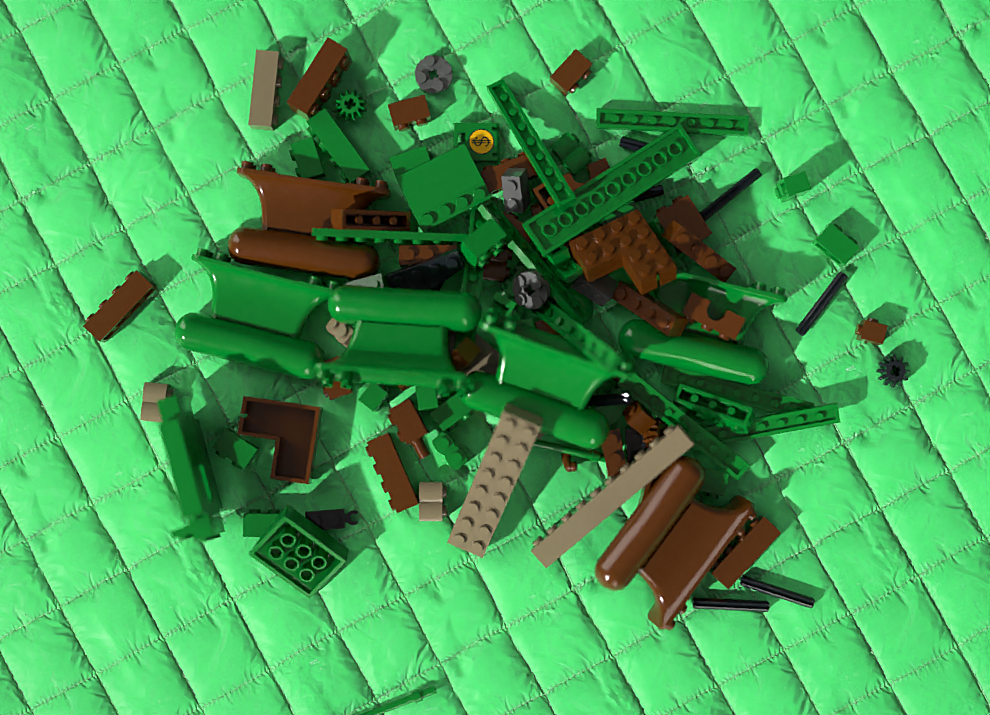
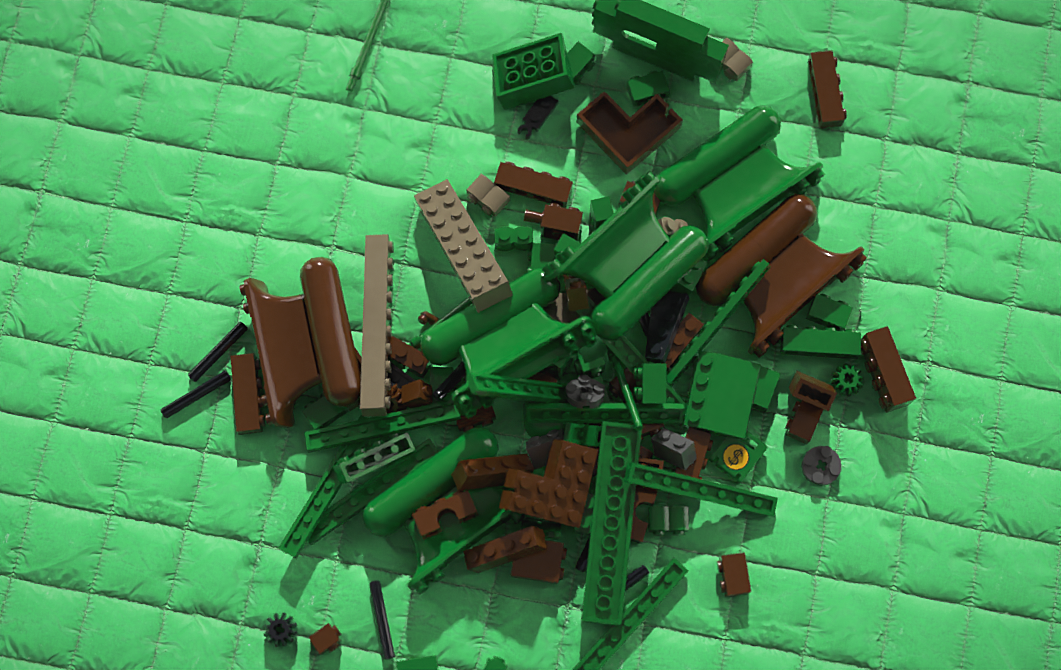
camera: 130 degrees right, 10 degrees down
(265, 90) = (912, 325): dark tan brick -> none
(370, 220) = (741, 316): reddish brown brick -> none
(384, 121) = (812, 390): none -> reddish brown brick
(504, 258) = (625, 389): none -> green bar
(730, 194) = (530, 621): black axle -> none

